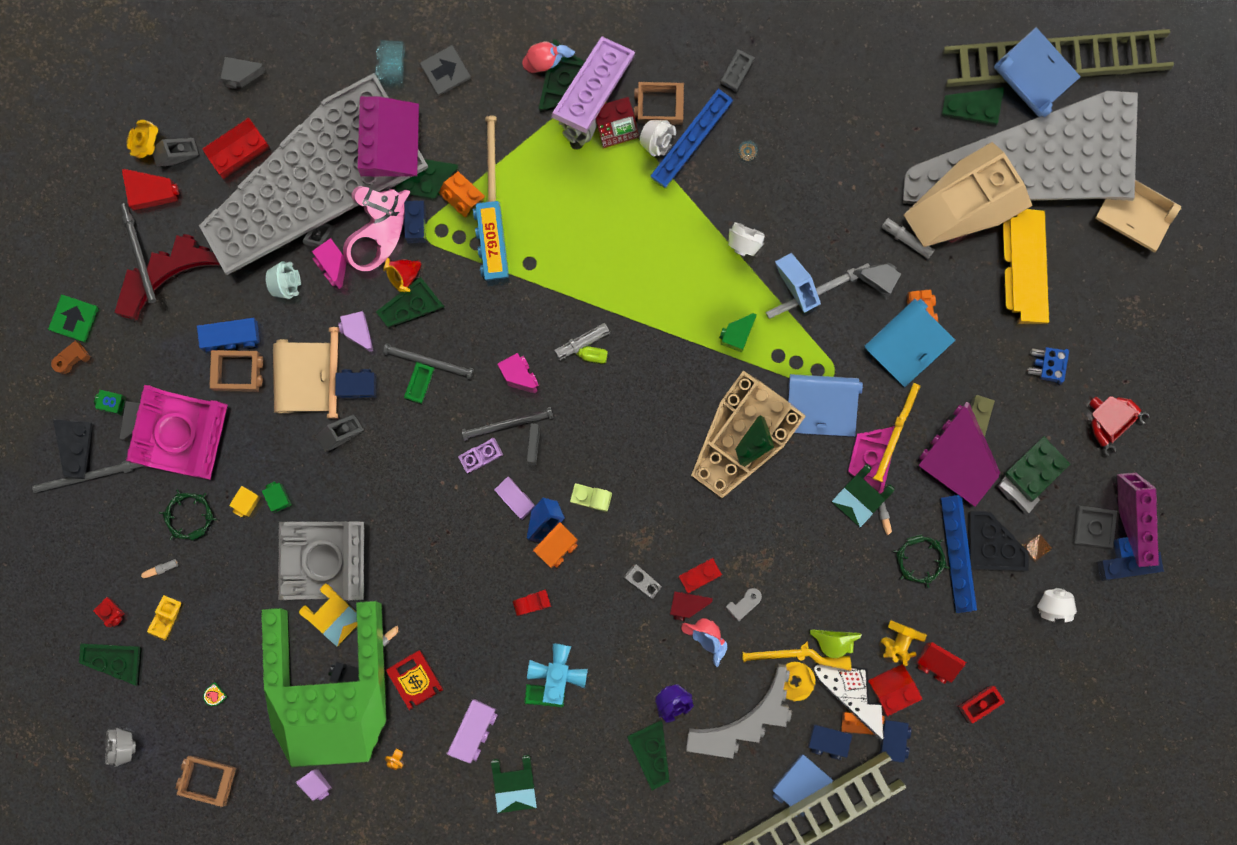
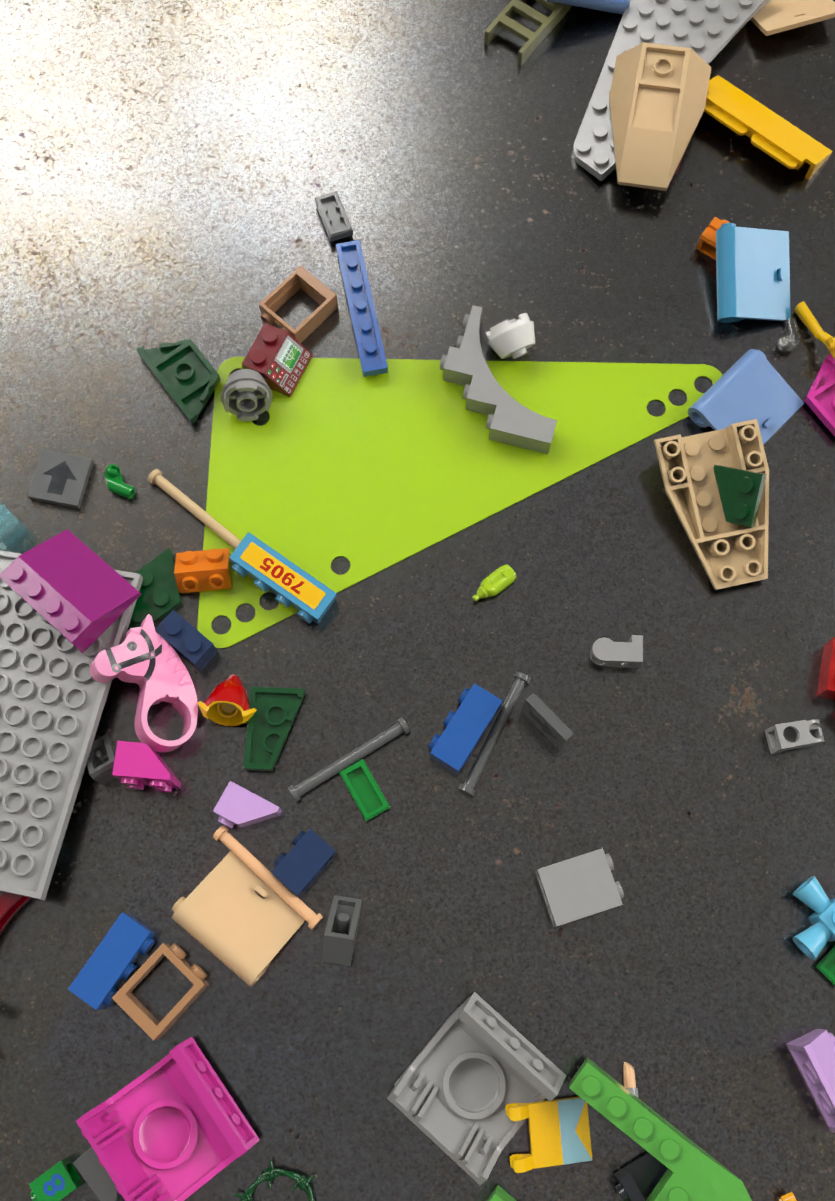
camera: 50 degrees left, 10 degrees down
(244, 502) = (323, 1120): yellow brick -> none
(276, 497) = (351, 1074): green brick -> none
(283, 280) = (112, 841): light aqua cone -> none
(416, 682) = (715, 1098): red container -> none
(463, 533) = (579, 887): none -> light grey brick
(468, 102) = (115, 482): none -> green arm
(480, 455) = (505, 792): lavender slope -> none
(495, 406) = (464, 728): none -> blue brick
(515, 498) = (586, 794): lavender slope -> none
(516, 375) = (454, 671): dark pink slope -> none
(531, 603) = (725, 877): red leg -> none
(544, 519) = (640, 782): blue slope -> none
(545, 56) = (144, 370): coral hair -> none
(556, 545) = (680, 794): orange slope -> none
(574, 345) = (471, 589): light grey pin -> none
(591, 497) = (654, 712): yellowish green plate -> none
(593, 84) = (221, 344): lavender plate -> none
(607, 453) = (618, 654): none -> light grey leg
(657, 136) = (329, 333): white cone -> none
(706, 228) = (507, 419): none -> light grey arch
(737, 333) = (604, 422): green slope -> none
(748, 150) = (421, 270): clear light blue tile -> none
(798, 282) = (601, 322): light blue slope -> none
(821, 289) = (632, 279): light grey bar -> none
(879, 276) = (661, 251): slope -> none
(892, 397) = (792, 336): none -> clear smoke arm
(906, 237) = (632, 203): light grey pin -> none
(974, 106) = (563, 55): dark green wing -> none

